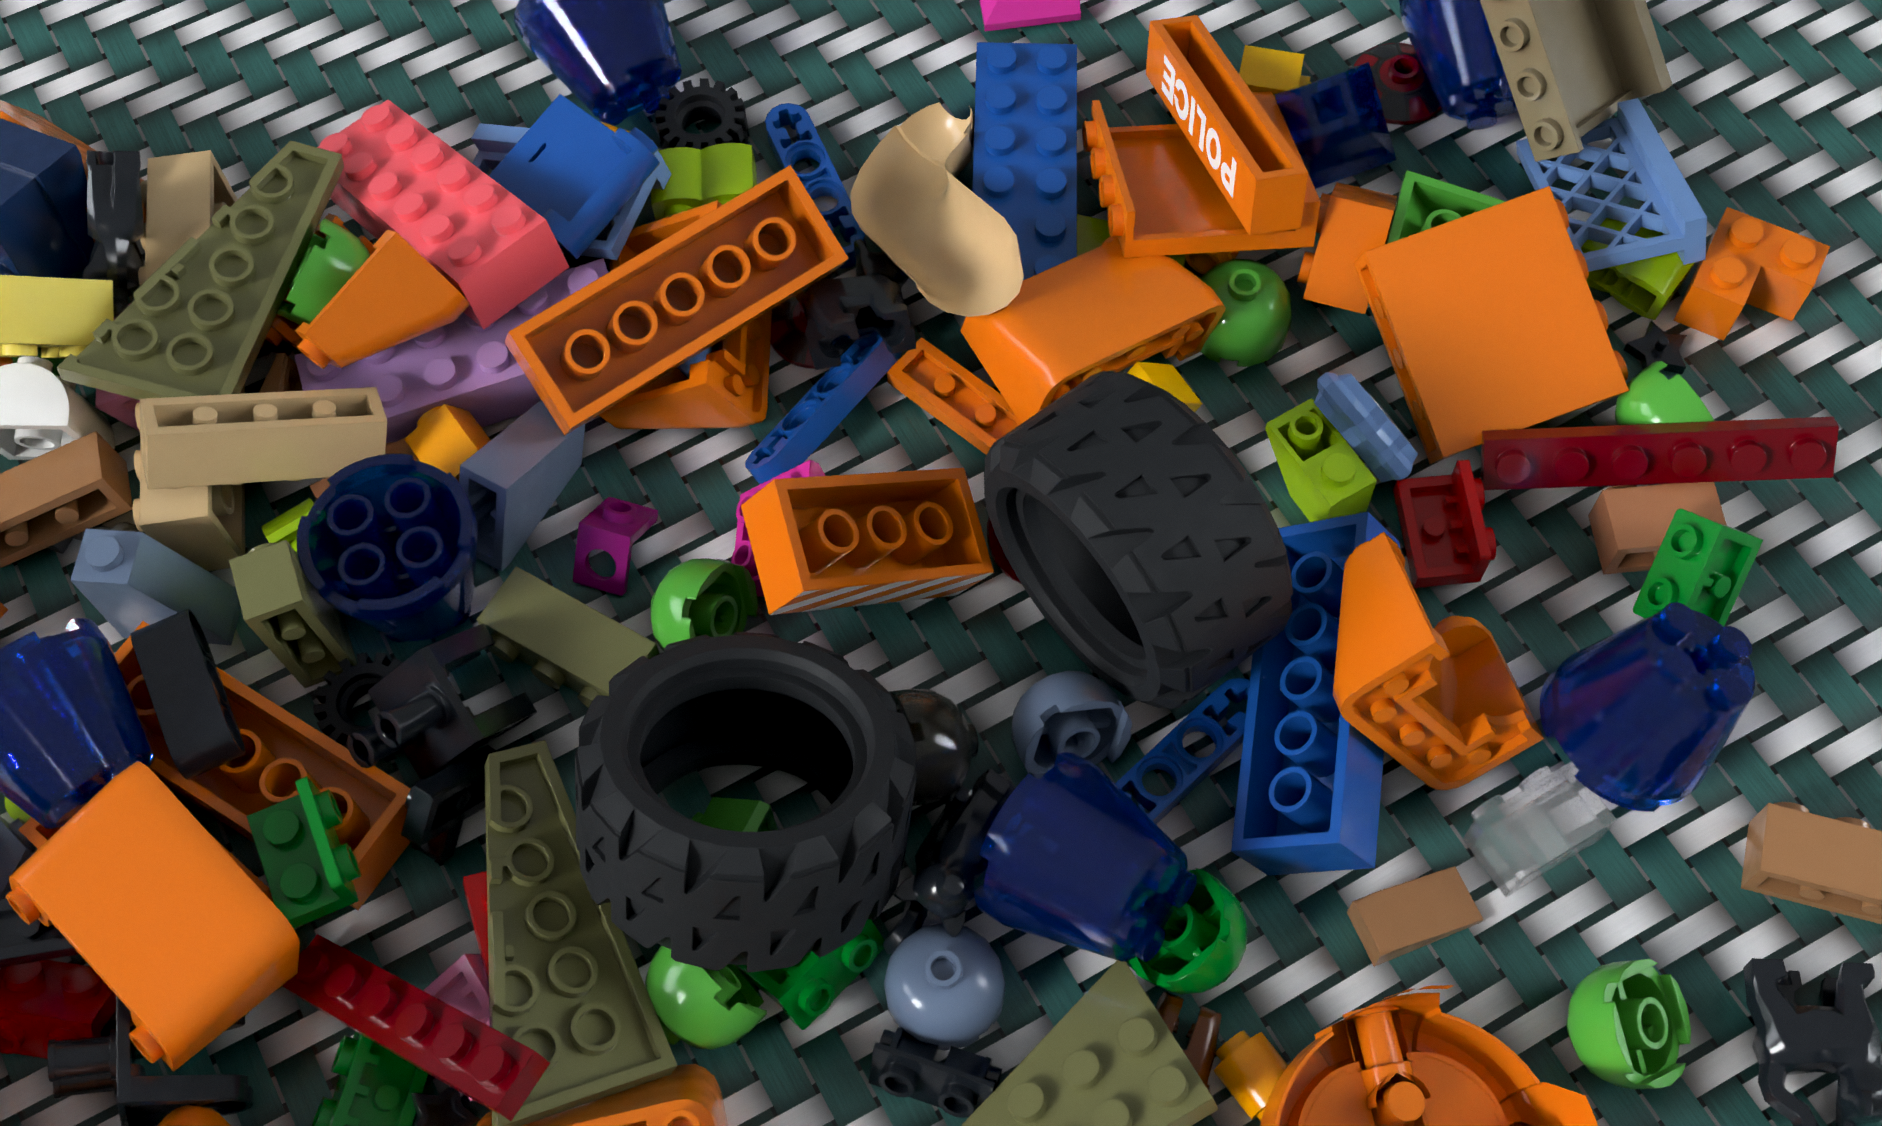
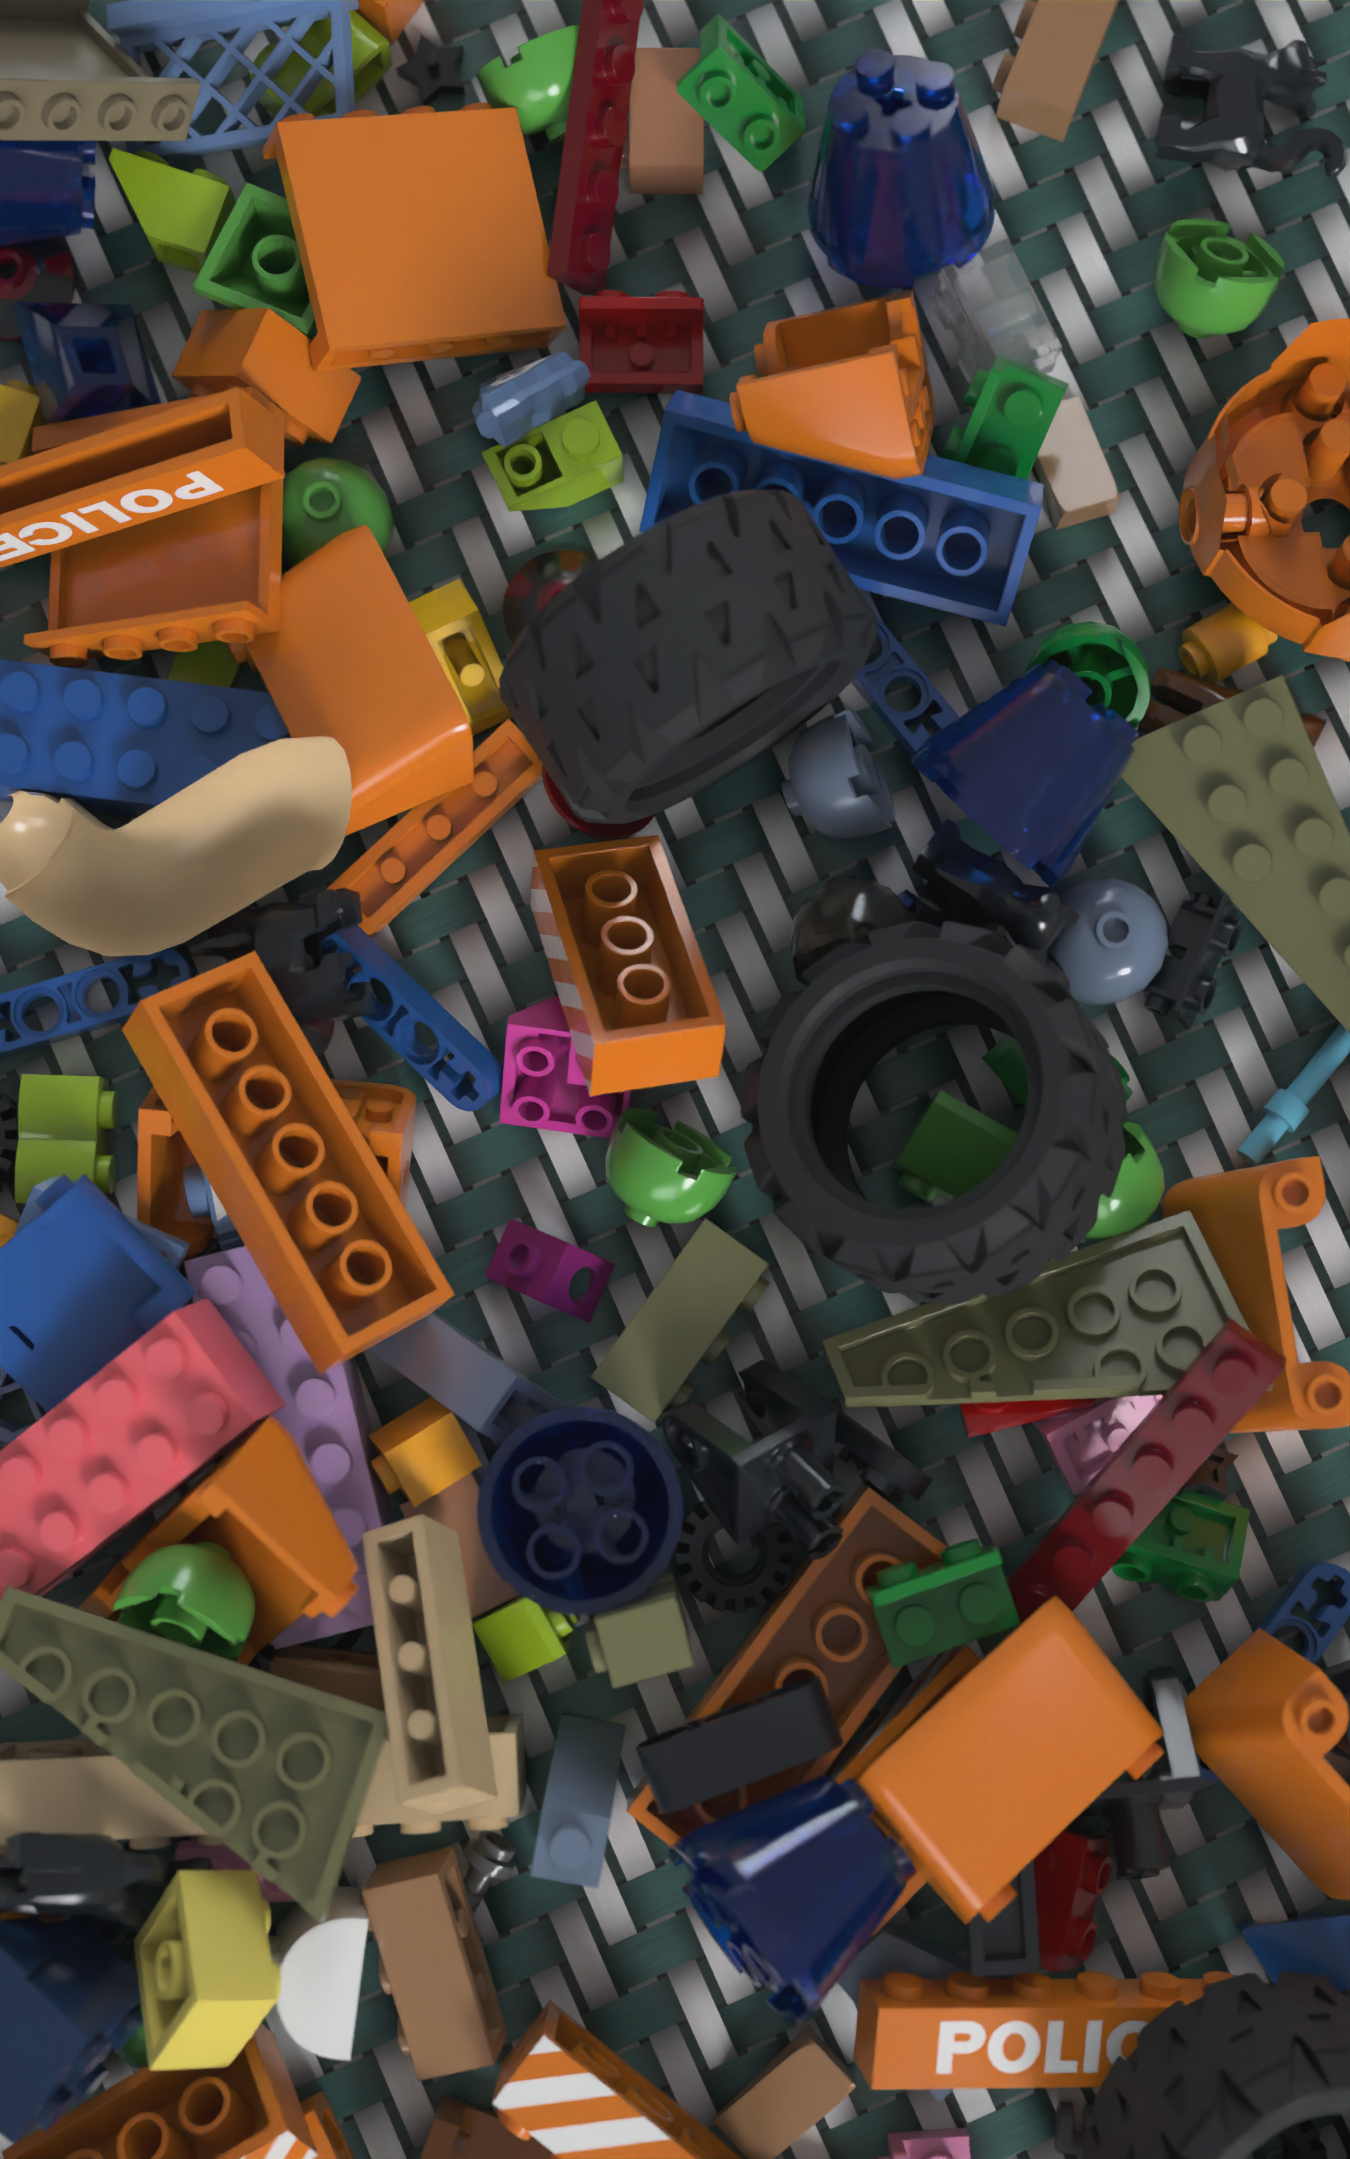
camera: 90 degrees left, 20 degrees up
(1432, 834) = (1008, 419): none -> green bracket
(1484, 160) = (174, 207): none -> lime slope

